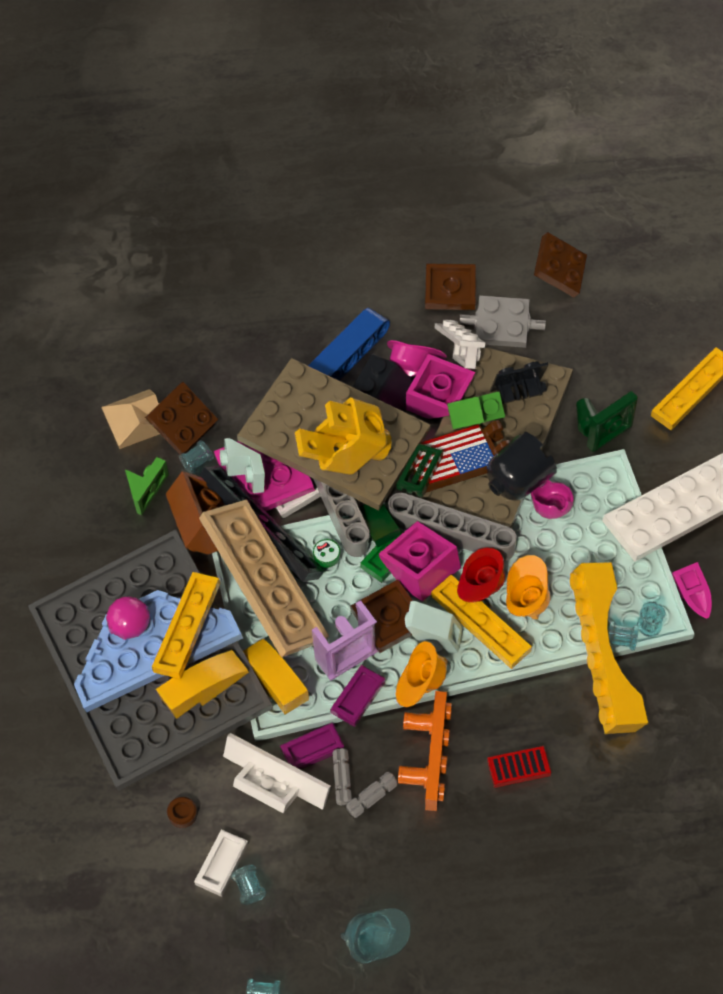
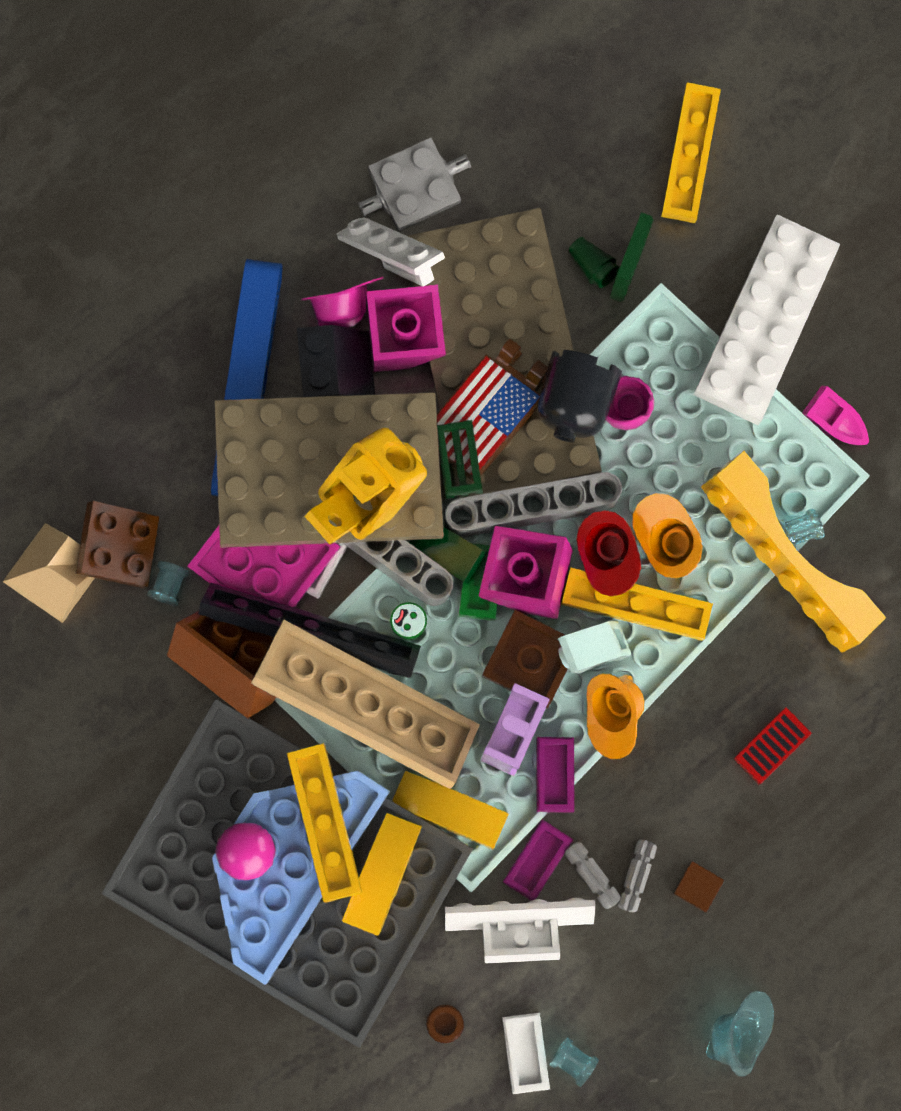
camera: 40 degrees left, 20 degrees up
(146, 487) = (134, 664): bright green slope -> none
(243, 461) = (235, 565): light aqua slope -> none
(408, 826) = (698, 887): none -> reddish brown tile
(430, 775) = (687, 798): orange plate -> none
(450, 286) = (323, 170): reddish brown plate -> none
(476, 410) = (472, 338): bright green slope -> none
(528, 376) = (509, 264): black hinge -> none
(560, 264) = (440, 67): reddish brown plate -> none
(652, 618) = (817, 502): clear light blue bush -> none

